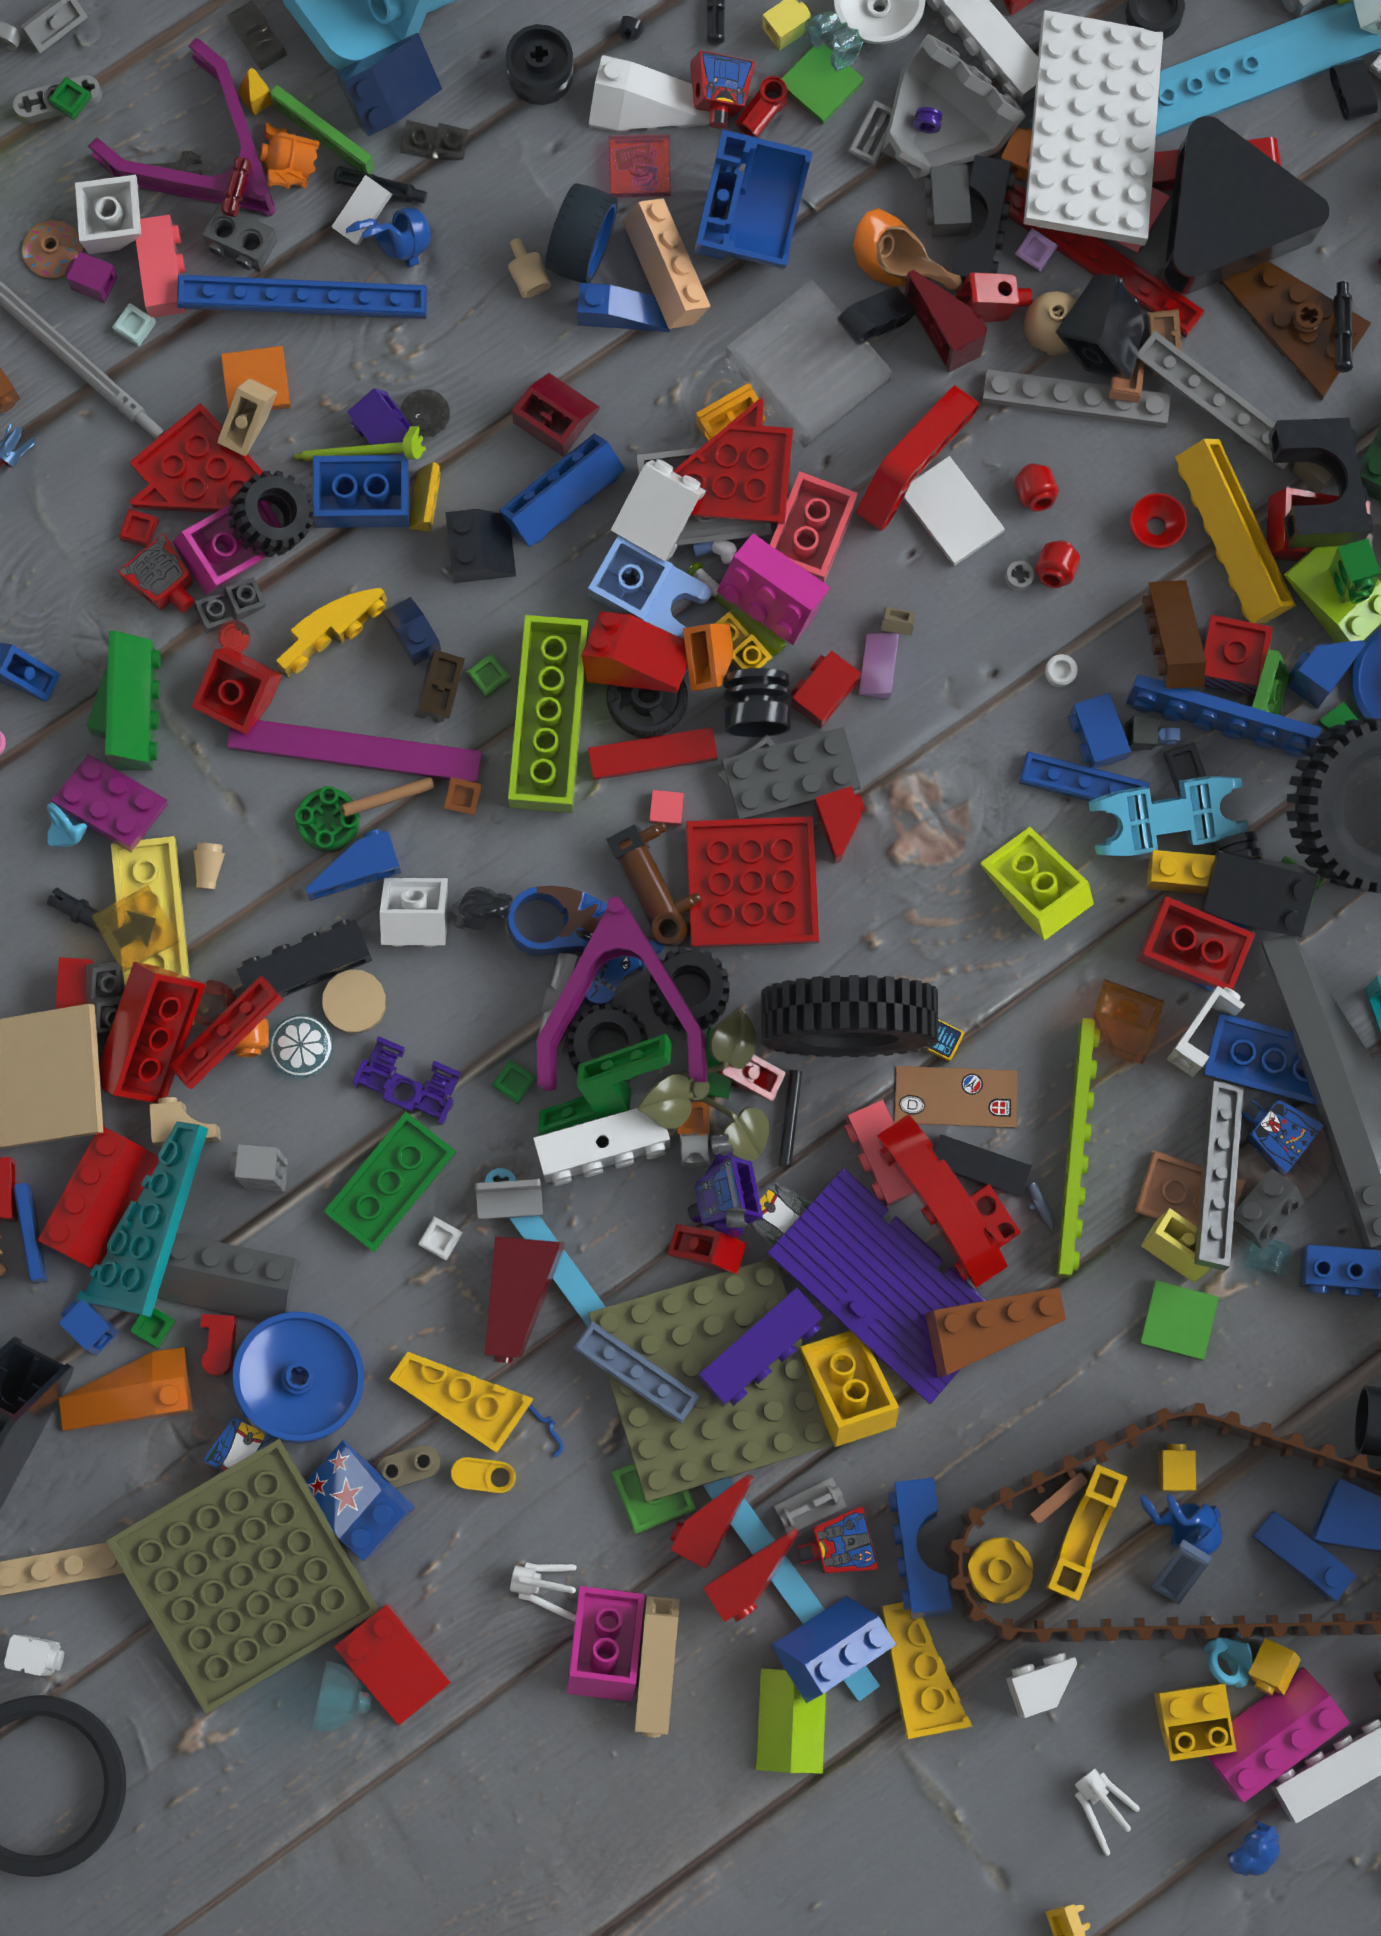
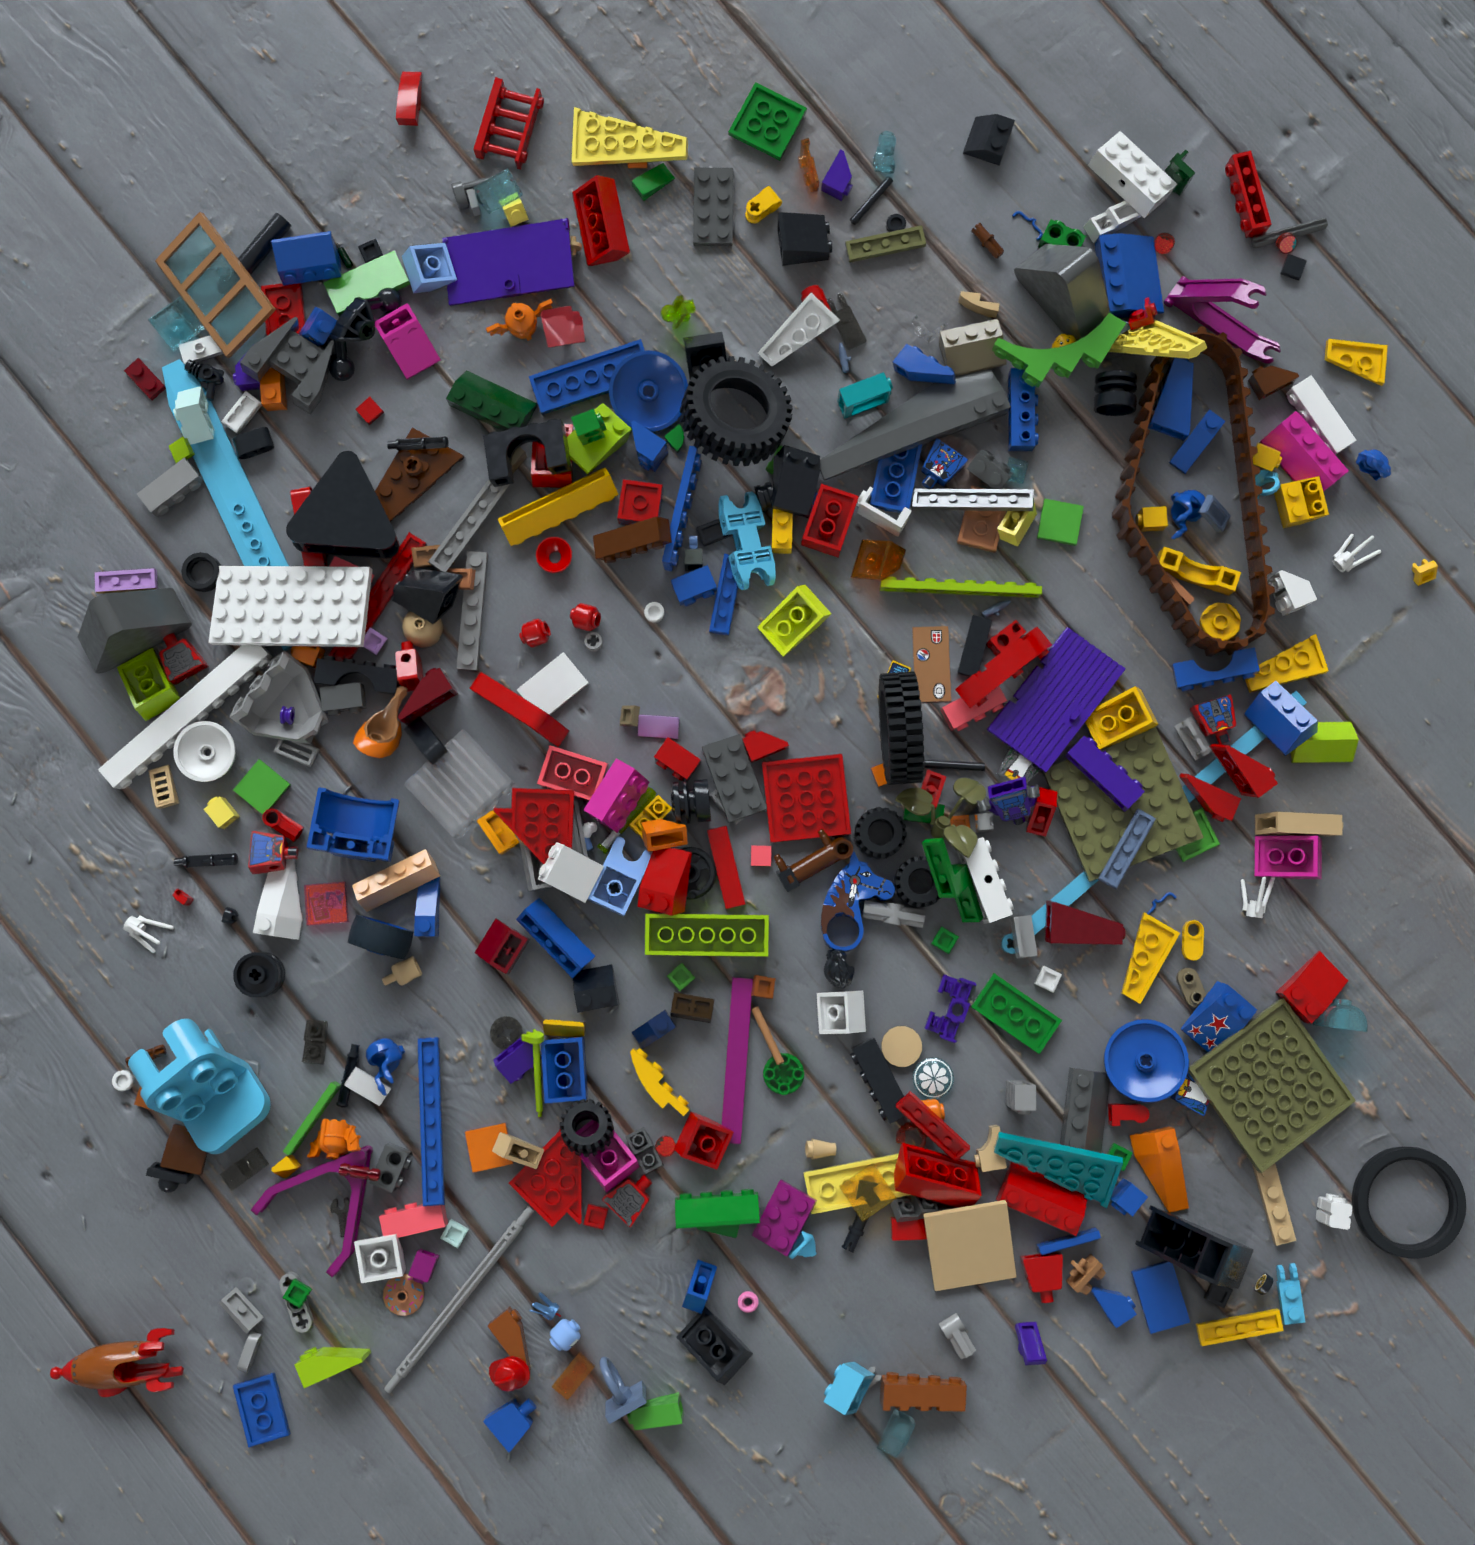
camera: 90 degrees left, 5 degrees up
(360, 864) = (811, 1047): blue slope -> none
(389, 84) = (278, 1075): dark blue slope -> none
(613, 938) = (853, 875): magenta piece -> none
(827, 29) = (227, 785): clear light blue leg -> none
(982, 1328) = (1077, 634): dark orange wedge -> none
(1272, 684) = (661, 479): bright green tile -> none

